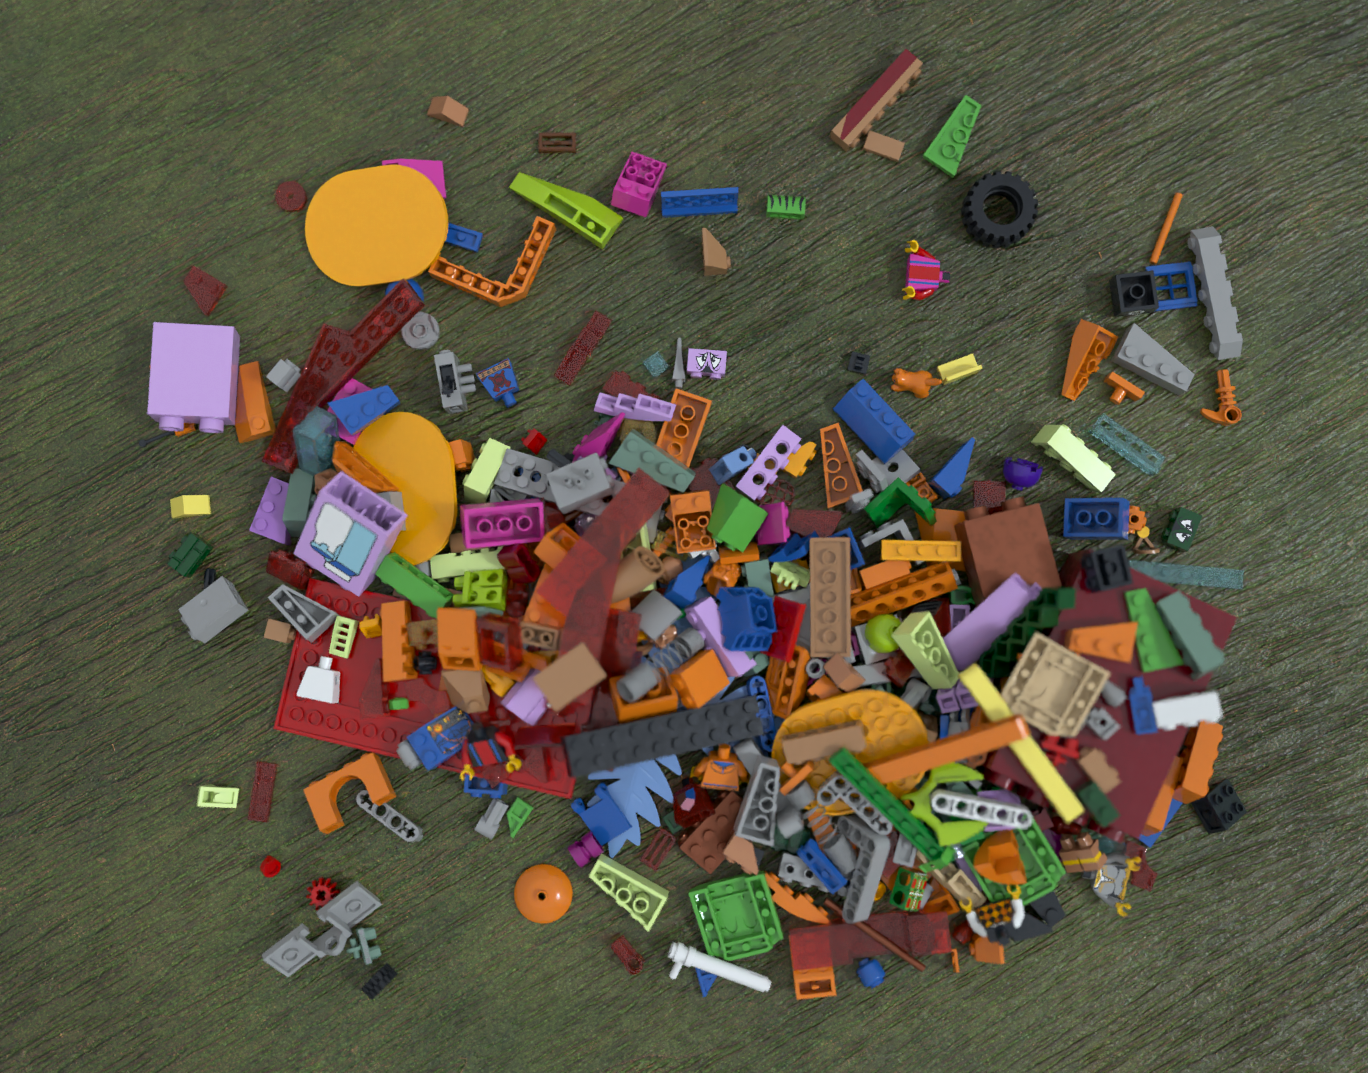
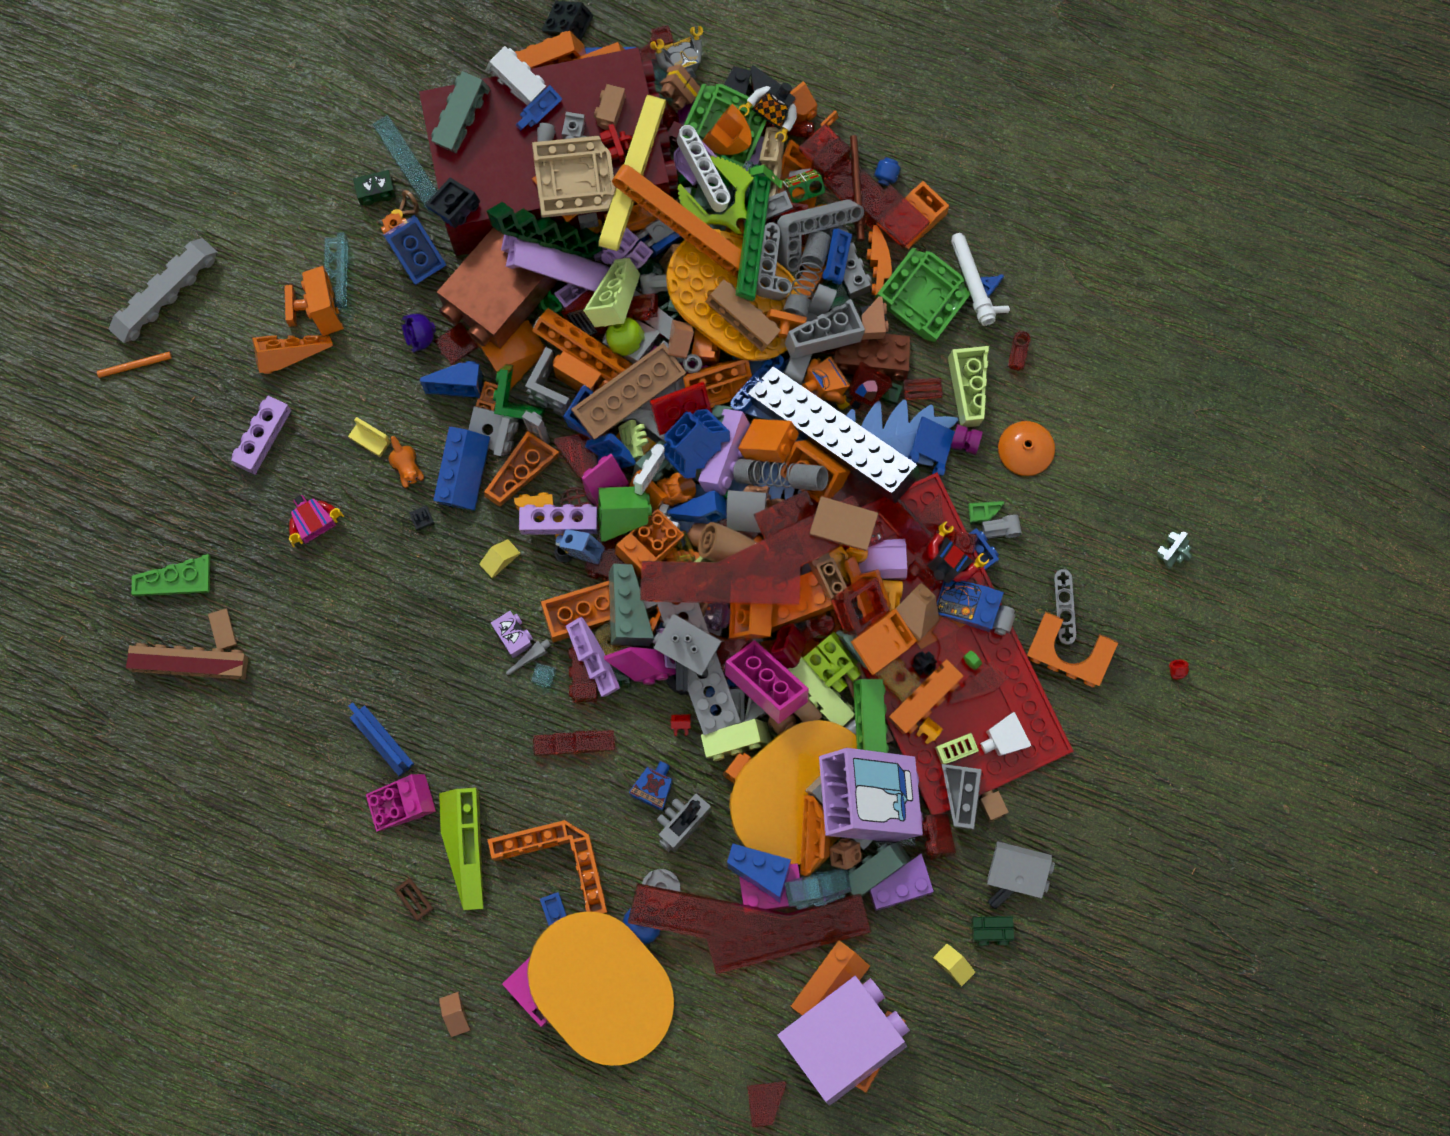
camera: 125 degrees left, 10 degrees down
(143, 443) = (934, 1048): black hinge -> none
(217, 796) = (1160, 750): yellowish green slope -> none
(262, 791) = (1128, 721): clear red tile -> none
(284, 374) = (784, 967): light grey brick -> none
(286, 189) = (638, 1091): clear red piece -> none
(317, 888) = (1158, 605): red gear -> none
(342, 911) = (1165, 583): light grey plate -> none
(379, 981) = (1191, 515): black tyre -> none
(714, 255) = (417, 694): medium nougat slope -> none
(752, 565) = (649, 469): none -> white hinge
(778, 400) = (499, 557): none -> light yellow slope
(785, 207) = (331, 669): bright green brick -> none
(921, 550) = (540, 353): light orange plate -> none
(1012, 189) = (196, 481): black tyre -> none
(1024, 295) = (252, 462): none -> lavender brick
(1074, 456) = (375, 303): yellowish green wedge -> none
(1096, 803) = (635, 90): dark green brick -> none
(1106, 641) = (510, 167): orange wedge -> none
(1109, 410) = (320, 300): none -> orange wedge
(1134, 293) = (209, 348): black brick -> none
(1151, 361) = (254, 304): light grey wedge -> none
(1151, 639) = (479, 140): bright green wing -> none
(1177, 268) = (192, 317): blue piece -> none
(1227, 403) = (248, 222): orange piece -> none

